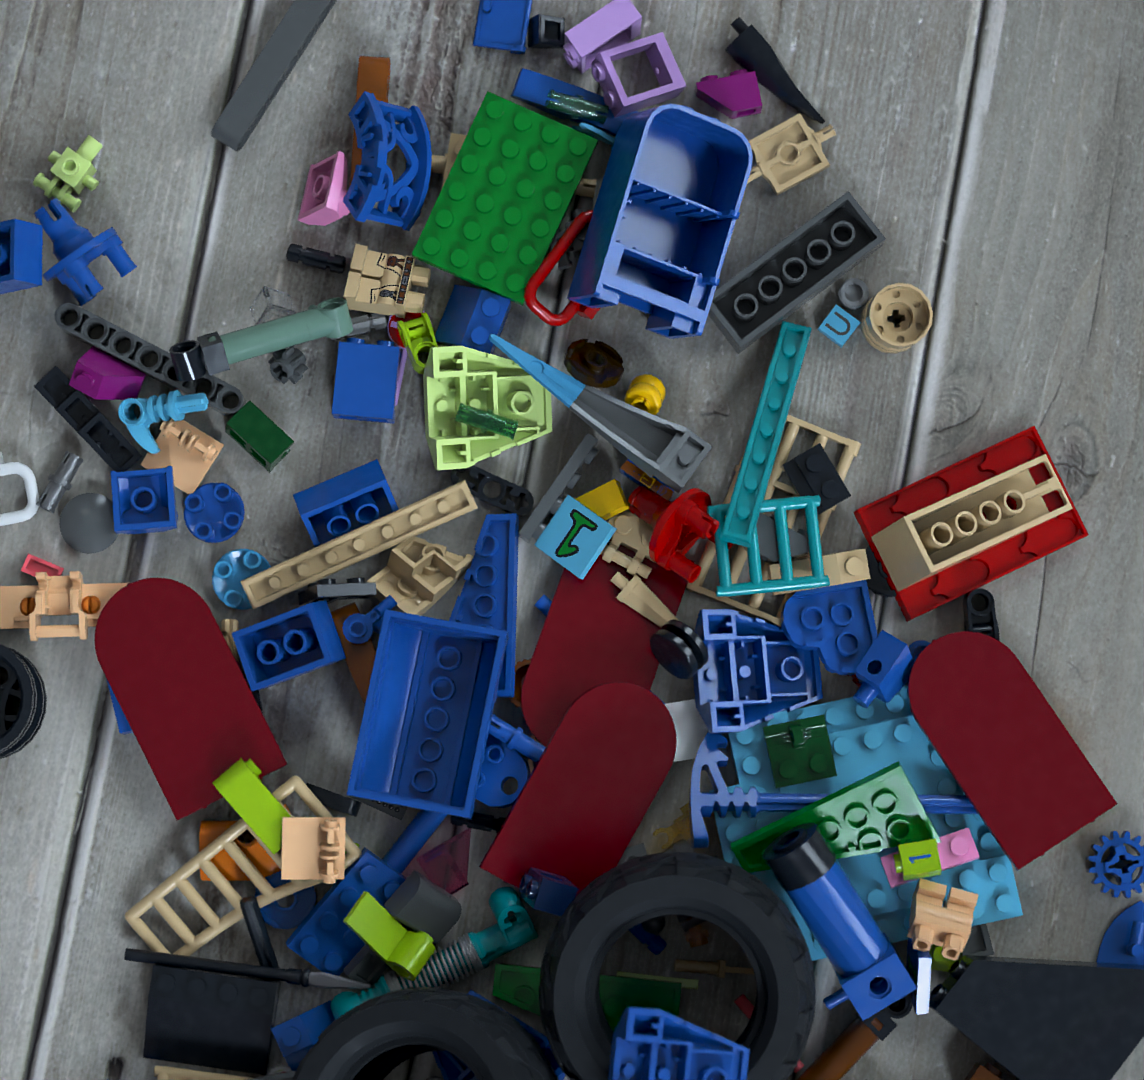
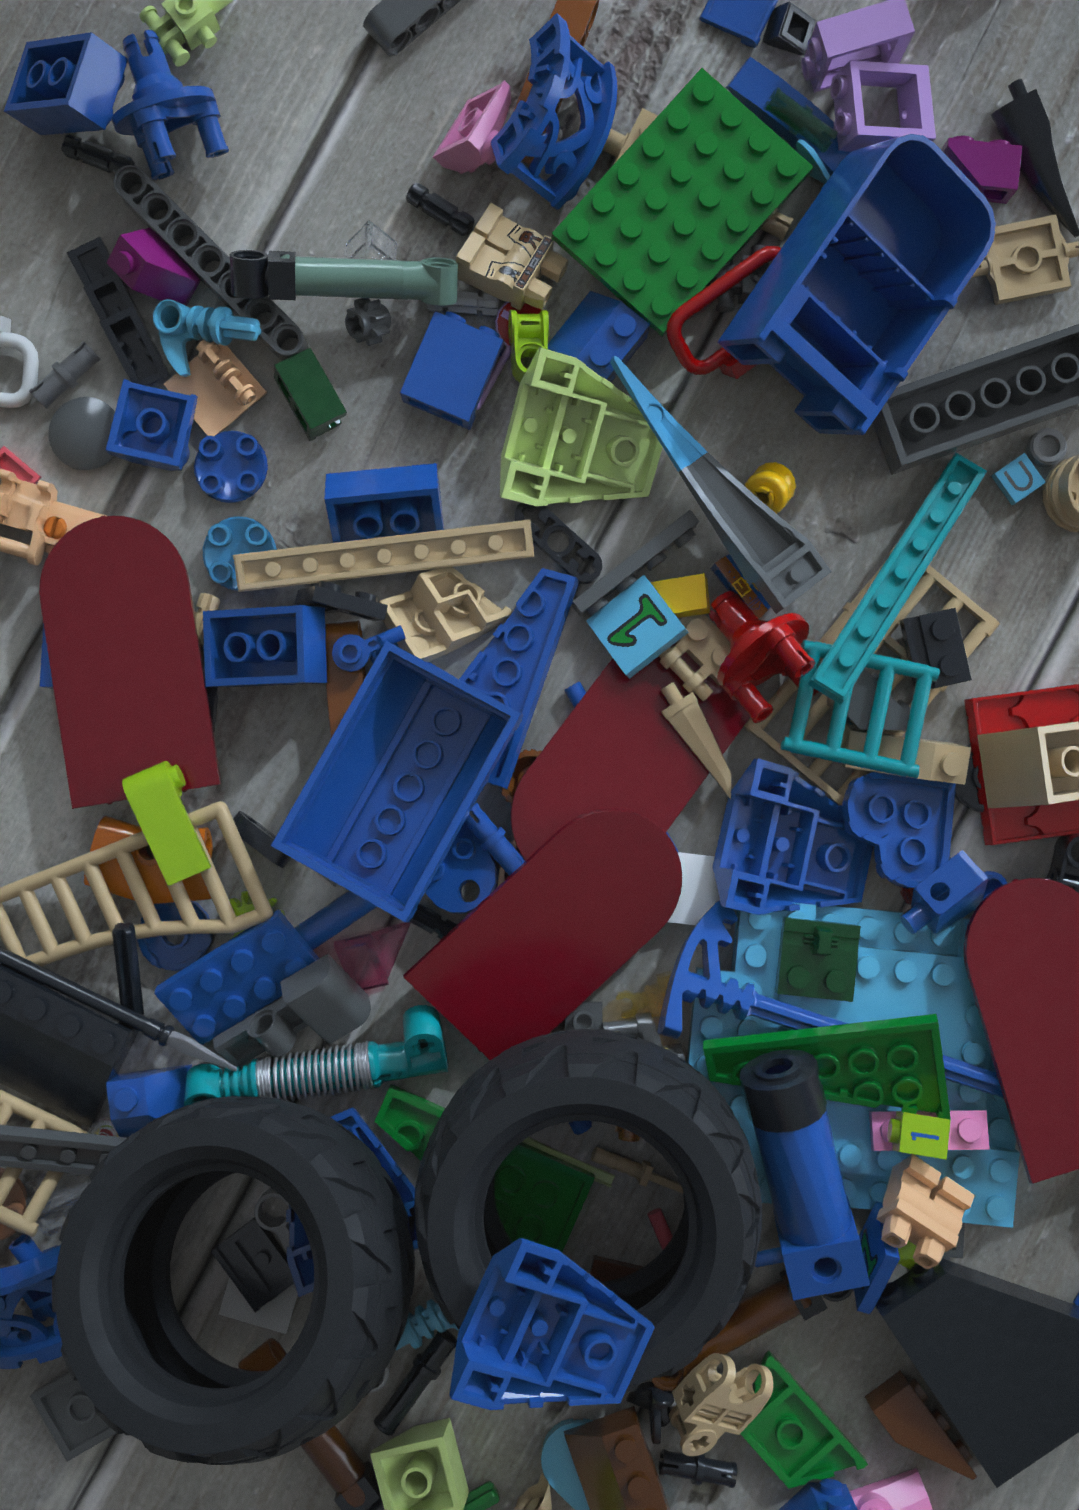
camera: 15 degrees right, 5 degrees up
(31, 301) = (94, 154): none -> black axle
(313, 848) = (215, 894): light nougat hinge -> none
(400, 949) = (272, 1024): lime door -> none
(486, 421) = (577, 458): clear green pin -> none
(547, 891) = (473, 1033): dark blue brick -> none
(579, 364) = (722, 431): dark brown tile -> none
(679, 649) = (716, 796): black head -> none

